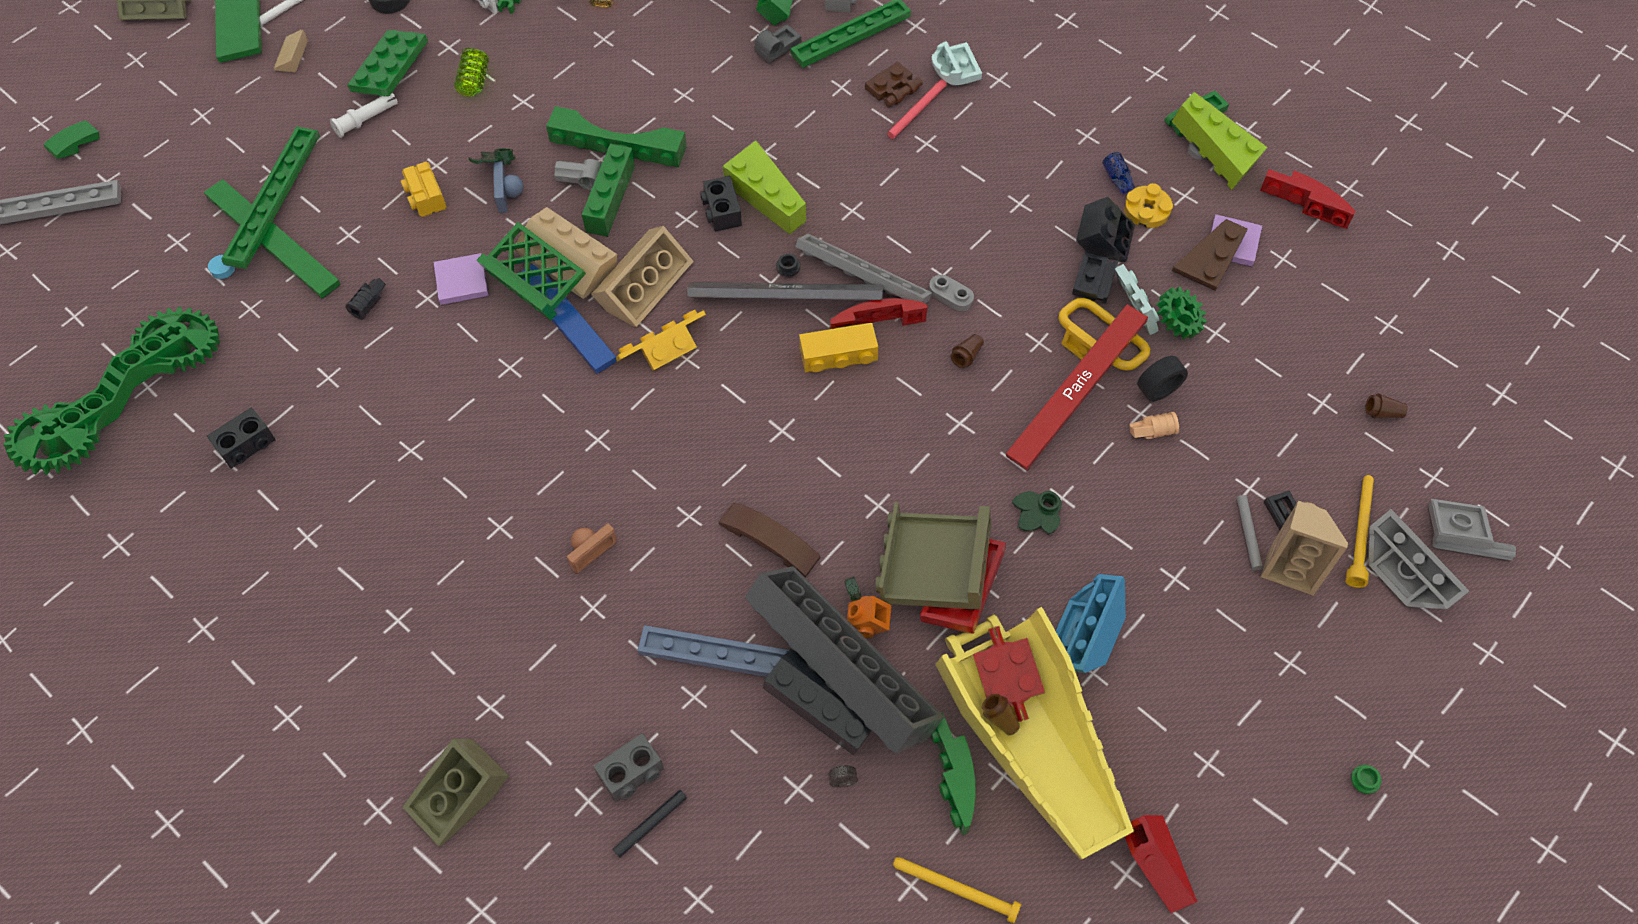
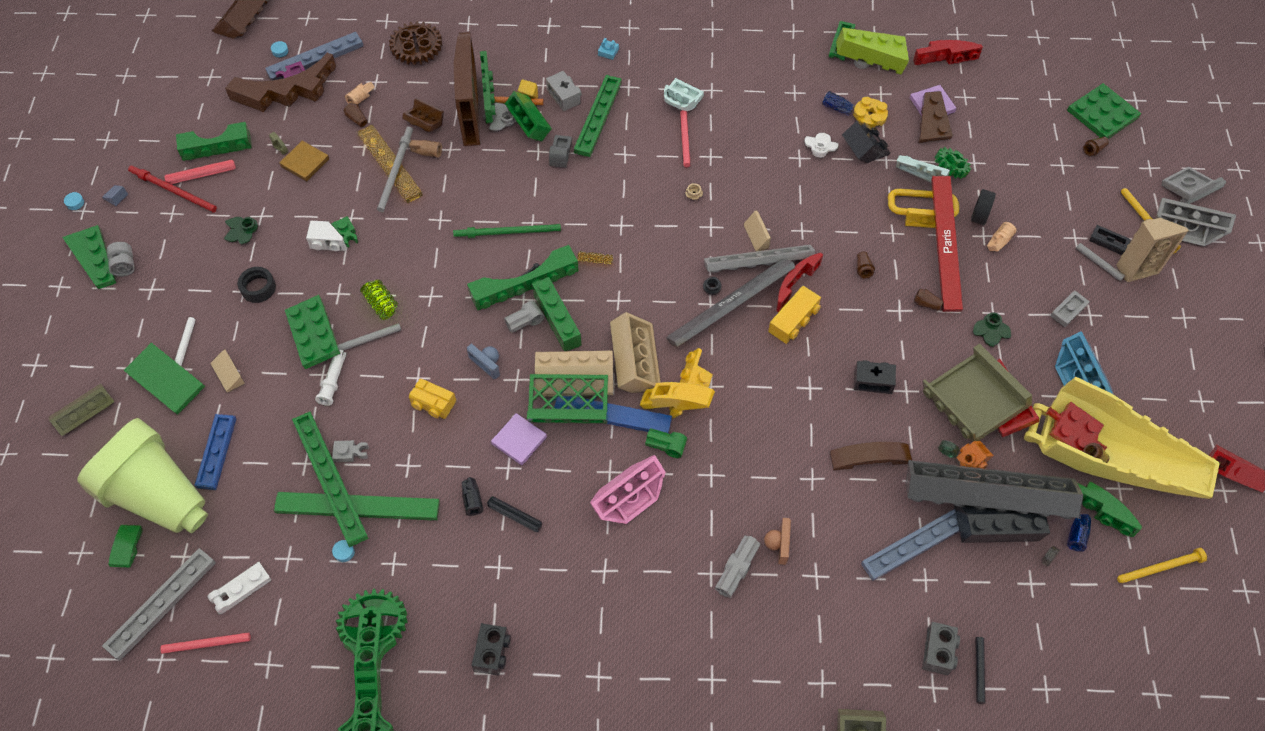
camera: 40 degrees left, 0 degrees up
(48, 262) = (203, 643): none -> coral bar
(116, 237) = (239, 588): none -> white plate
(123, 80) = (143, 479): none -> yellowish green cone
(214, 113) = (215, 452): none -> blue tile
(313, 185) = (346, 450): none -> light grey plate
(387, 341) = (514, 514): none -> black axle
(431, 101) = (369, 337): none -> light grey bar
(495, 395) = (630, 492): none -> bright pink wedge
(502, 154) = (457, 345): dark green plate -> none
(524, 537) = (737, 566): none -> light grey piece
(586, 381) = (672, 443): none -> green piece
(618, 68) = (471, 232): none -> green bar
(628, 337) = (680, 395): none -> yellow slope
(704, 163) = (595, 257): none -> clear yellow axle
(722, 204) = (636, 272): black brick -> none
(766, 188) = (652, 247): lime wedge -> none
(853, 464) = (874, 377): none -> black brick
(868, 164) = (694, 191): none -> tan plate
(889, 80) = (650, 132): reddish brown plate -> none
(890, 245) = (757, 232): none -> tan slope
(902, 780) = (1080, 533): none -> clear blue hinge
(949, 291) = (819, 237): light grey plate -> none
(998, 431) = (927, 299): none -> reddish brown cone
(1055, 203) = (821, 144): none -> white plate
(1095, 277) = (886, 174): black plate -> none
(1152, 553) = (1069, 308): none -> light grey plate
(1441, 379) = (1104, 111): none -> green plate

